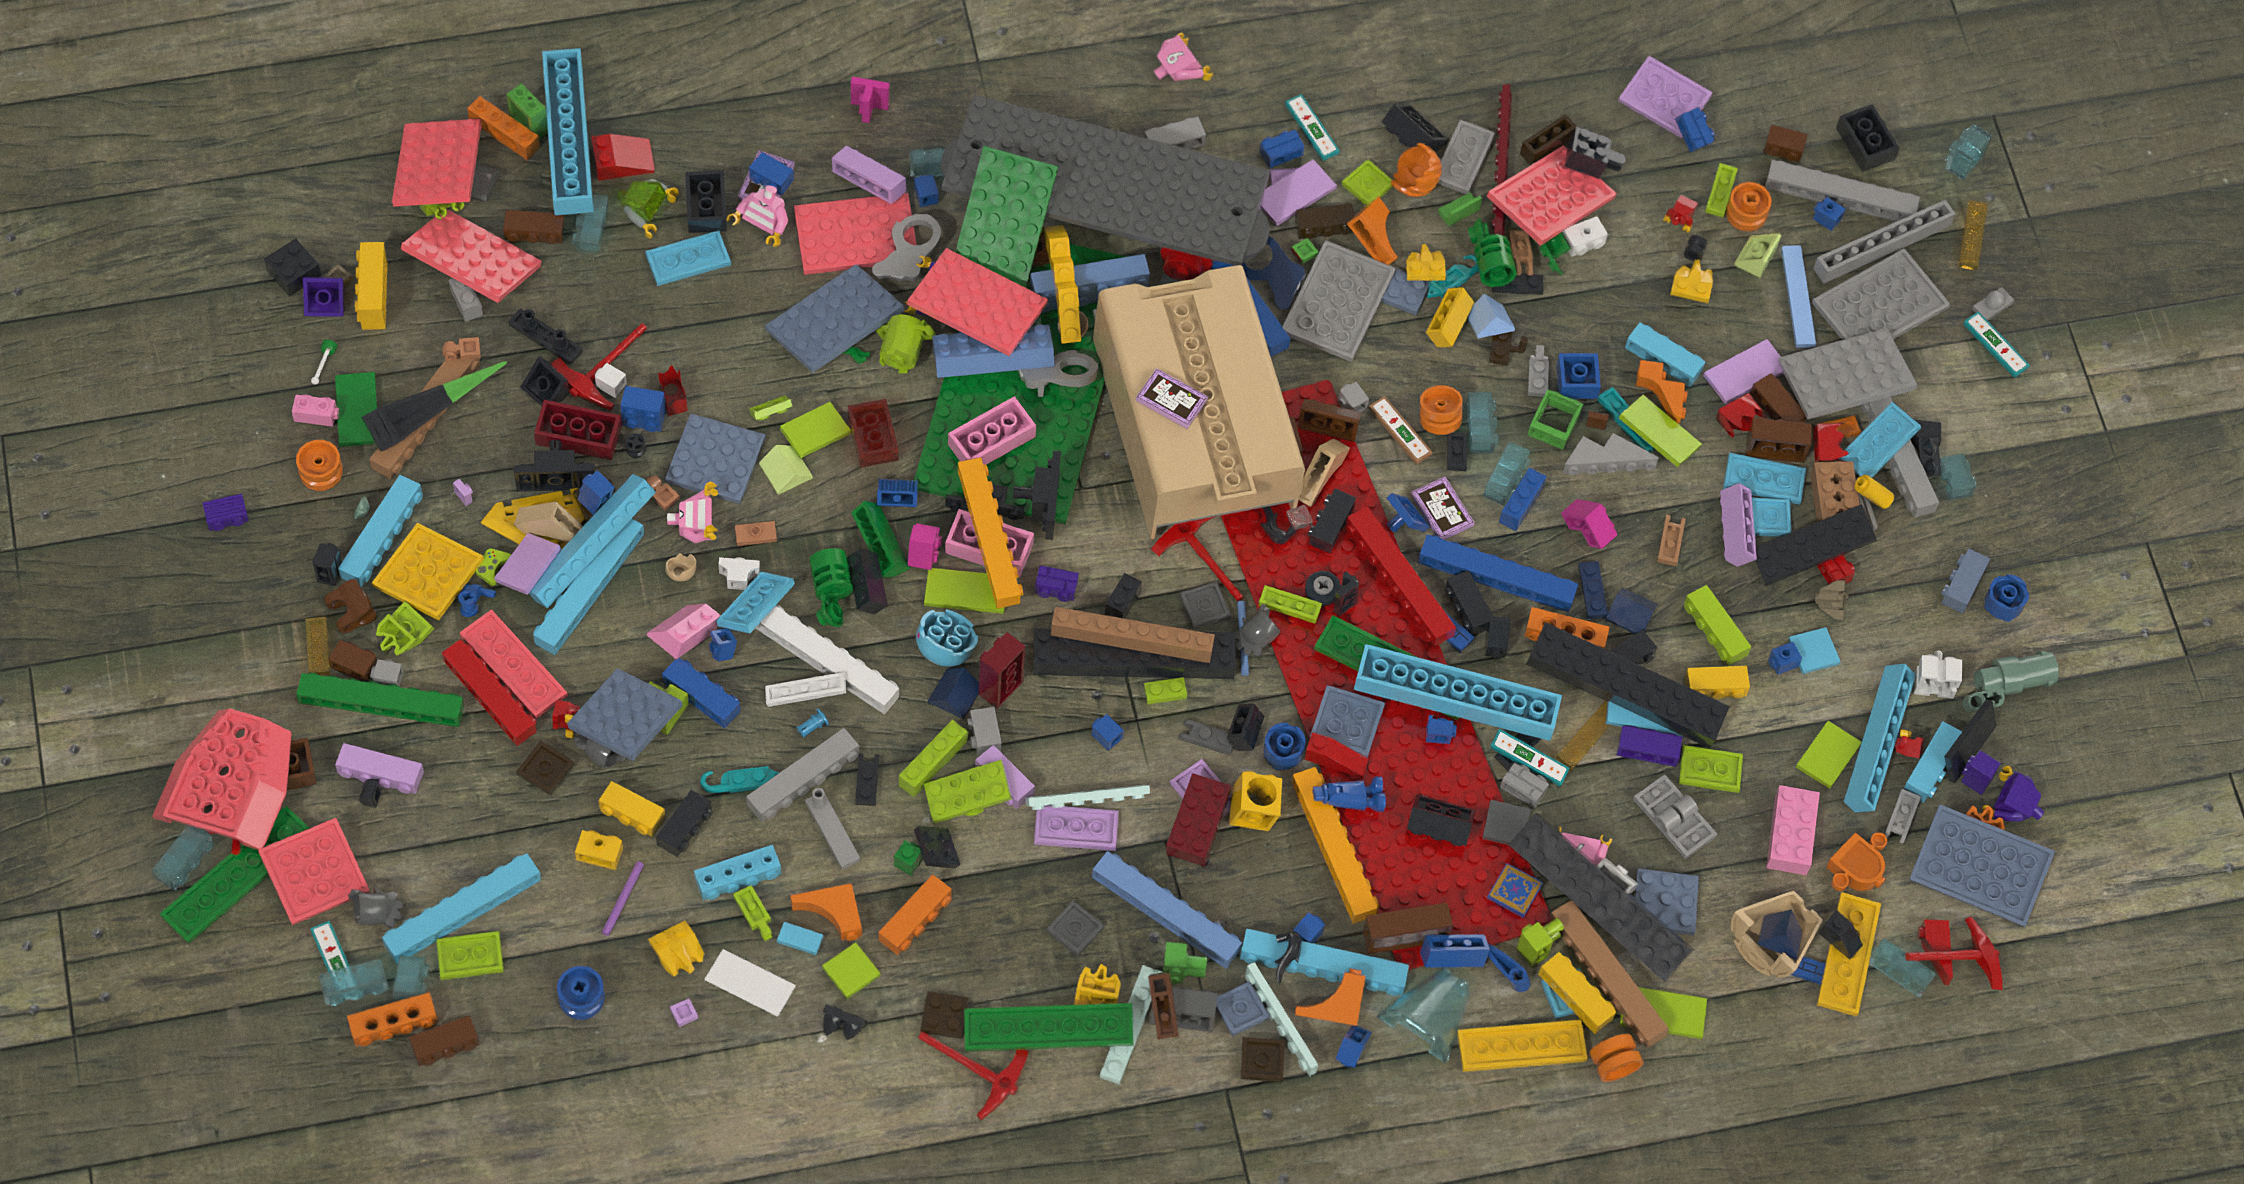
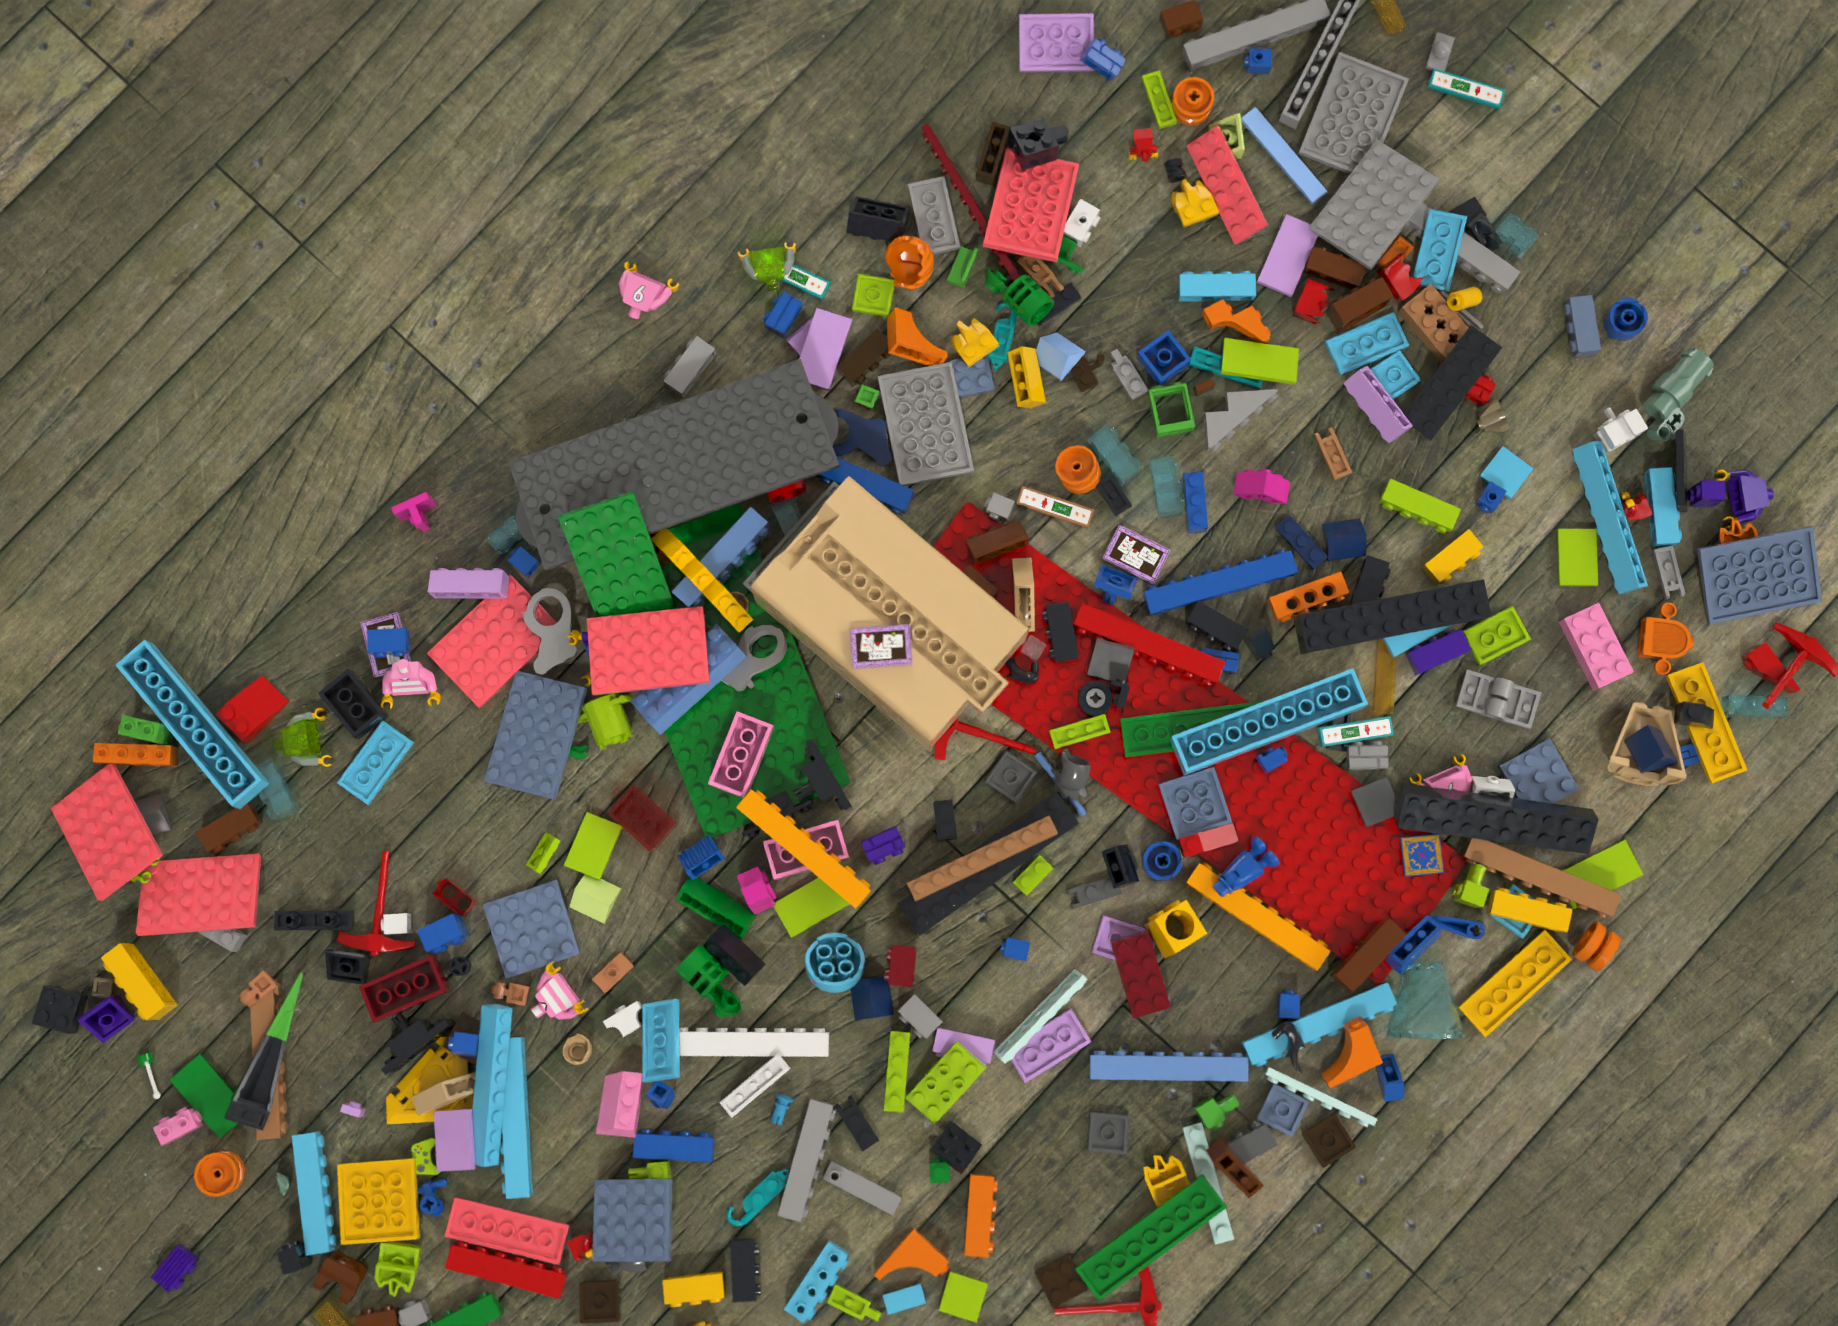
camera: 25 degrees left, 20 degrees up
(1299, 104) = (769, 264): none -> clear neon green torso
(1360, 562) = (1110, 660): none -> dark grey tile
(1441, 820) = (1326, 836): black slope -> none
(1731, 285) = (1227, 185): none -> coral plate

